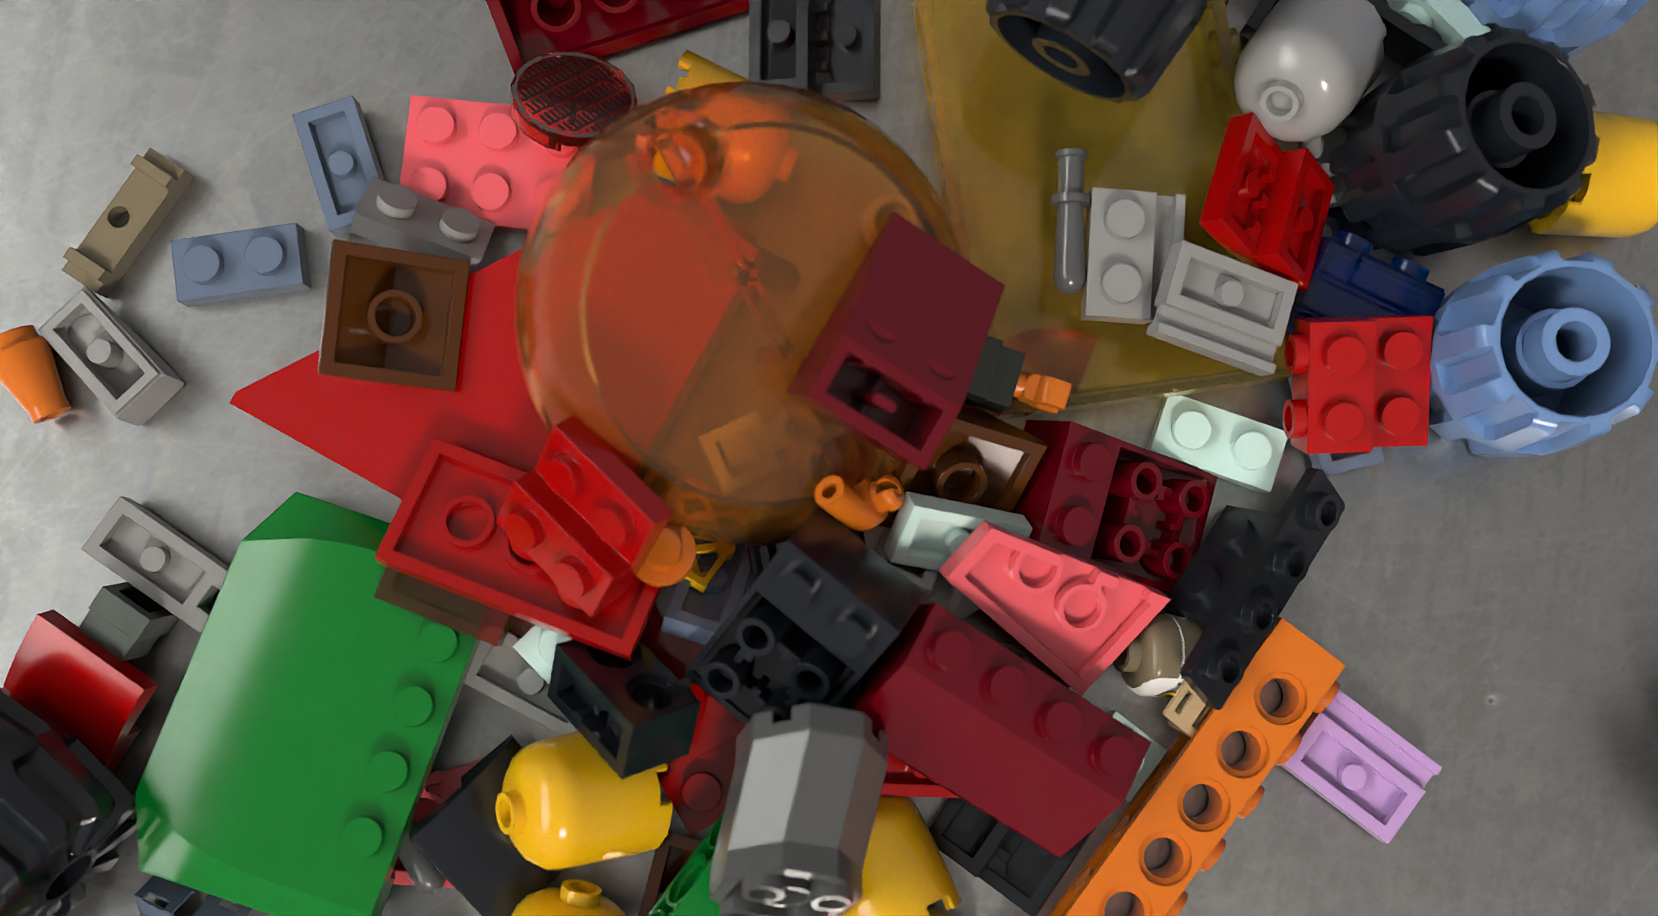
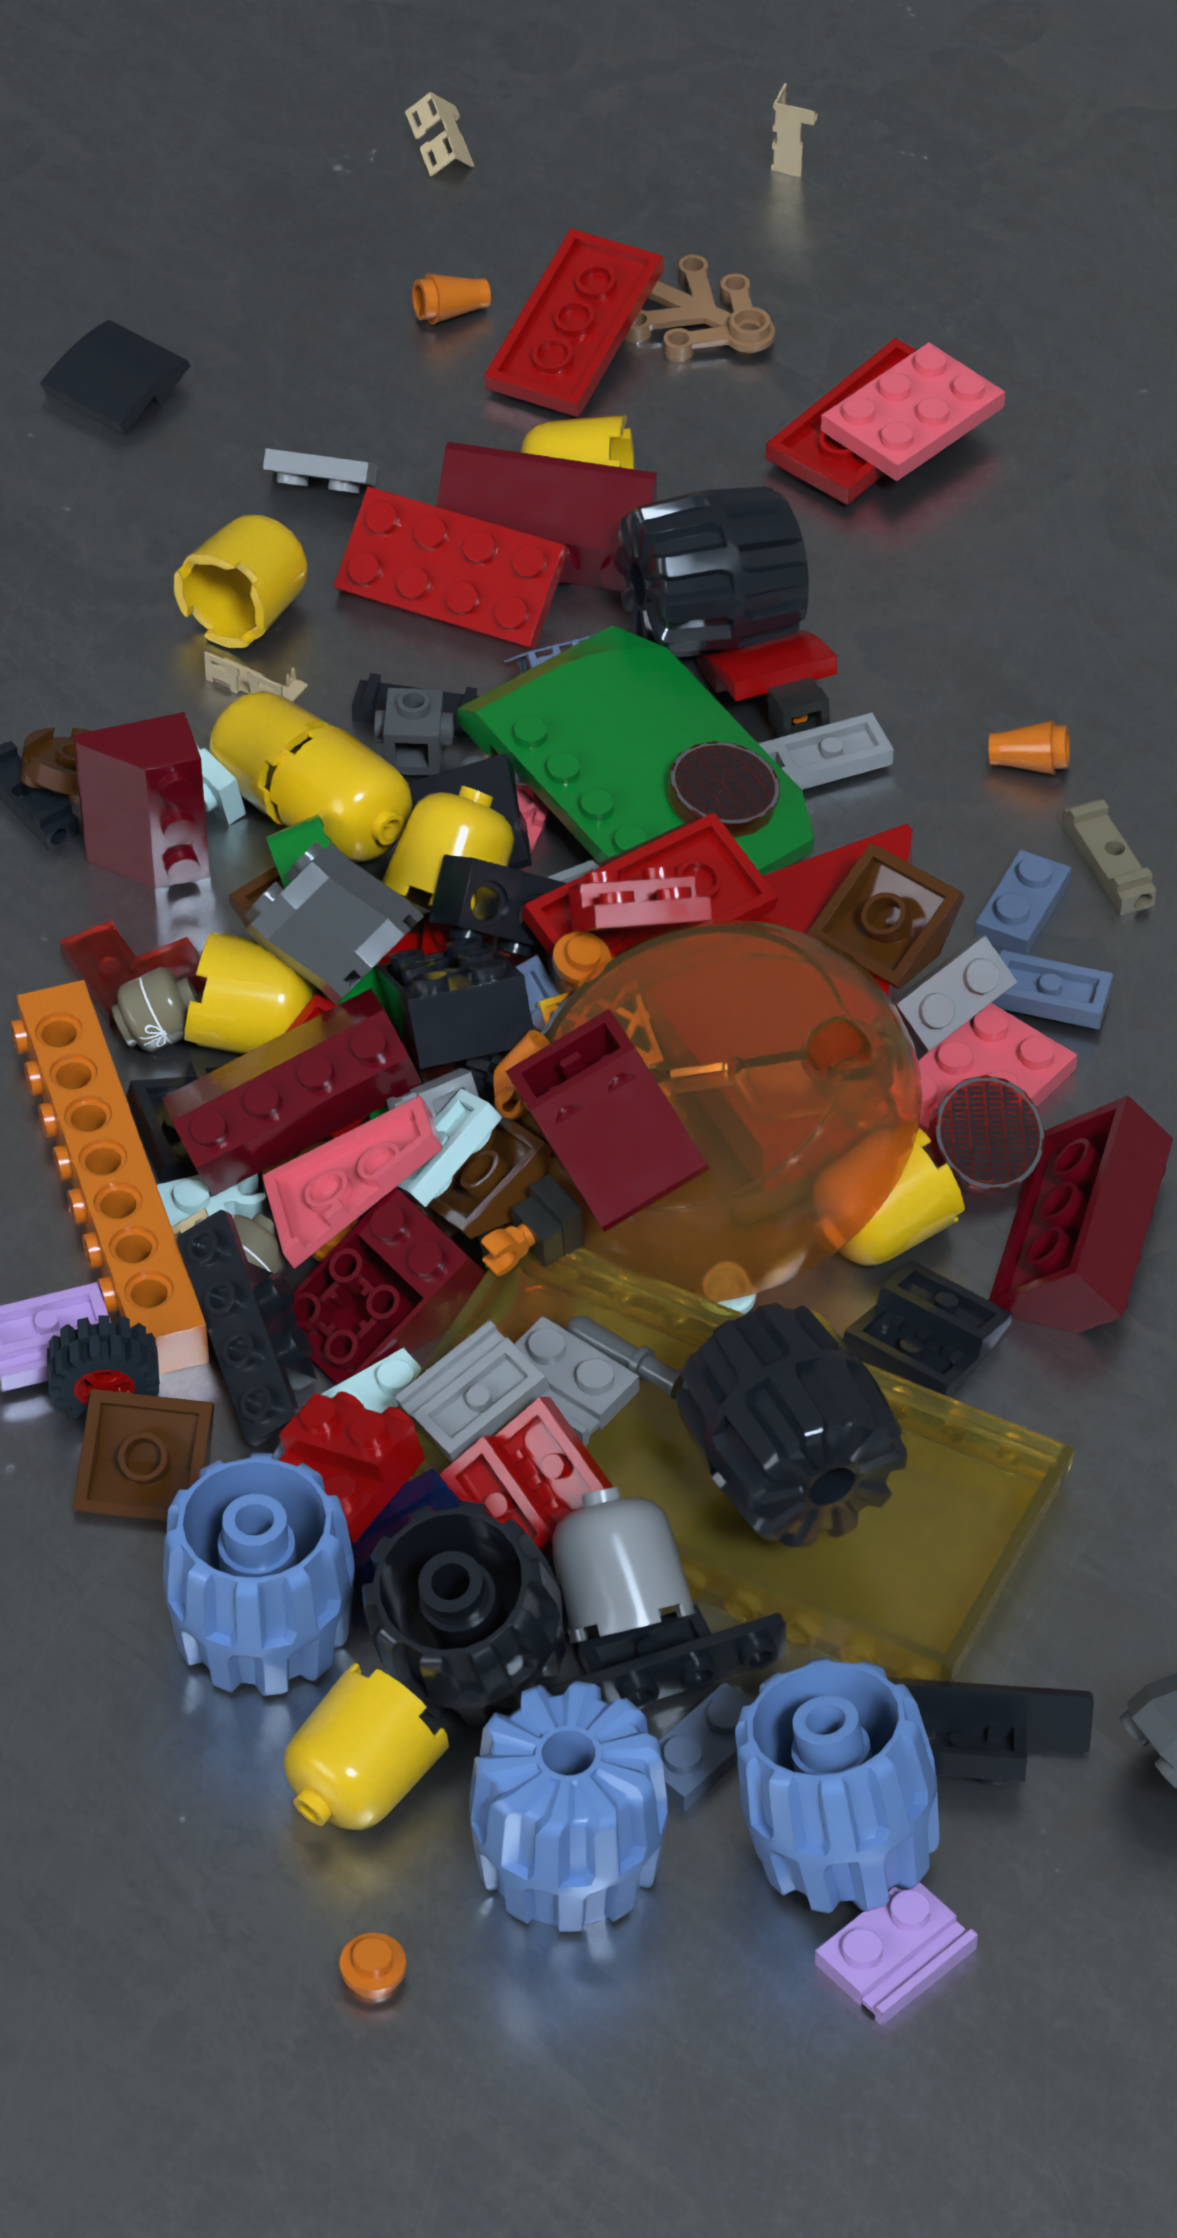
camera: 130 degrees right, 35 degrees down
(111, 358) = (1004, 794): light grey slope -> none
(308, 597) = (724, 781): none -> tile
(1390, 675) = (100, 1359): none -> black wheel
(1428, 580) = (140, 1453): none -> reddish brown slope

